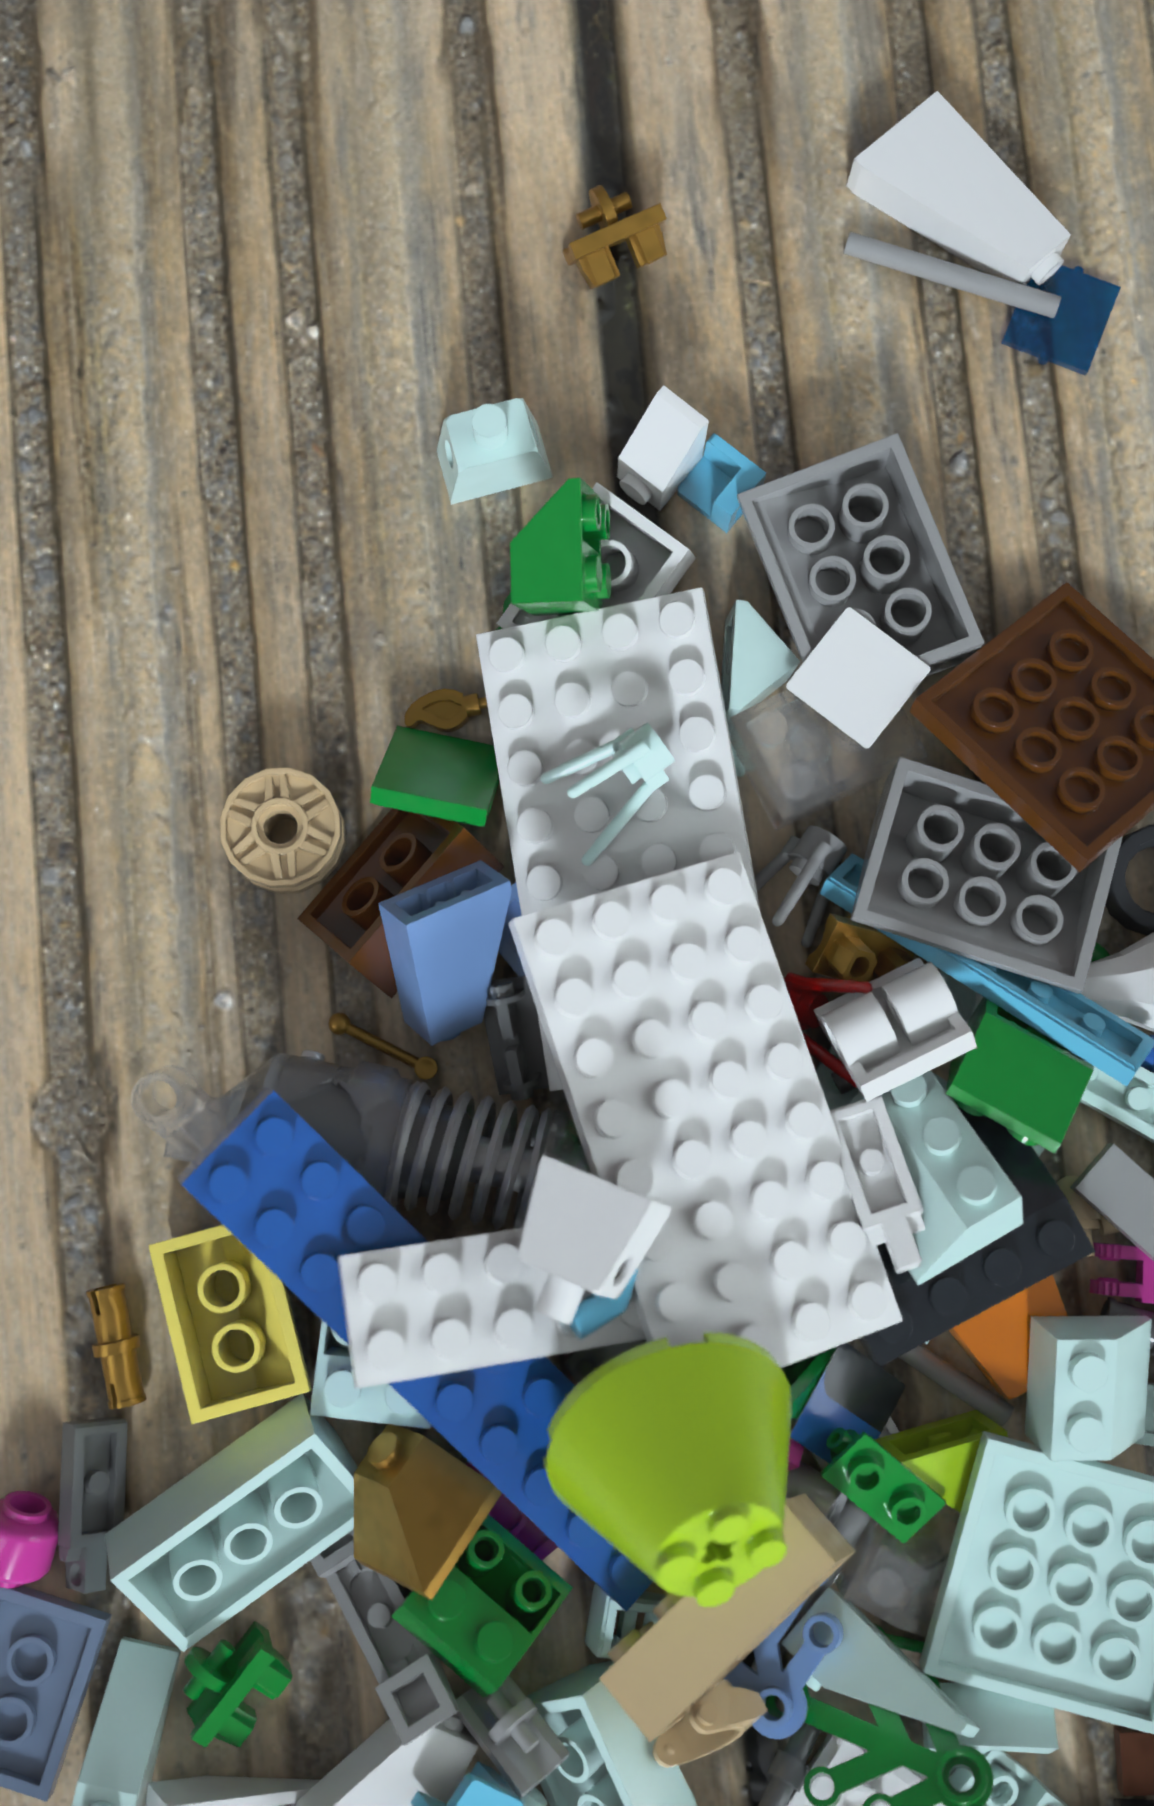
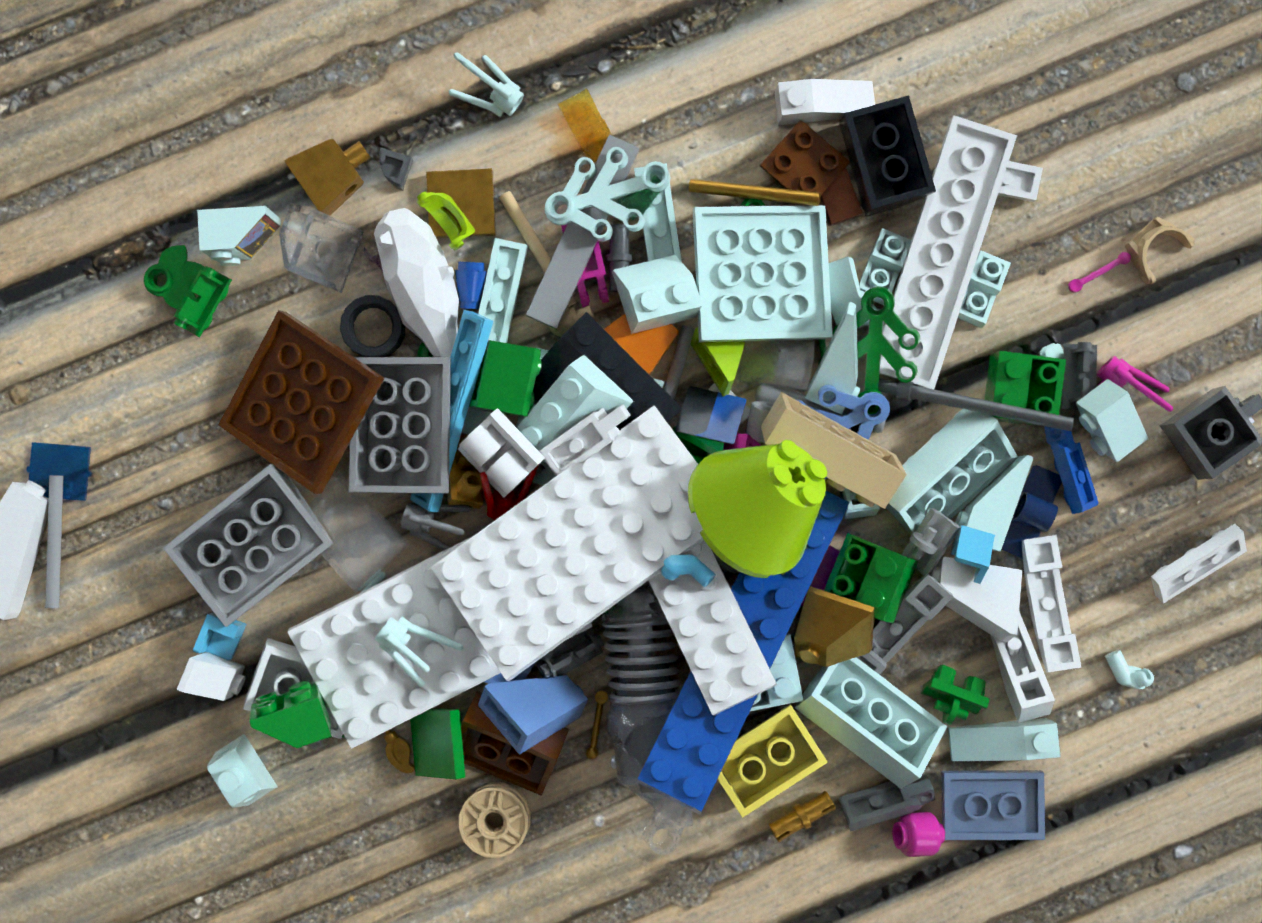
camera: 110 degrees left, 5 degrees up
(584, 1236) = (661, 590): white torso -> none
(639, 231) = (82, 730): pearl gold hips -> none
(710, 1725) = (891, 438): tan helmet -> none
(753, 659) = (318, 587): light aqua slope -> none
(858, 677) = (311, 528): white sticker -> none
(879, 1483) = (743, 388): green hinge -> none

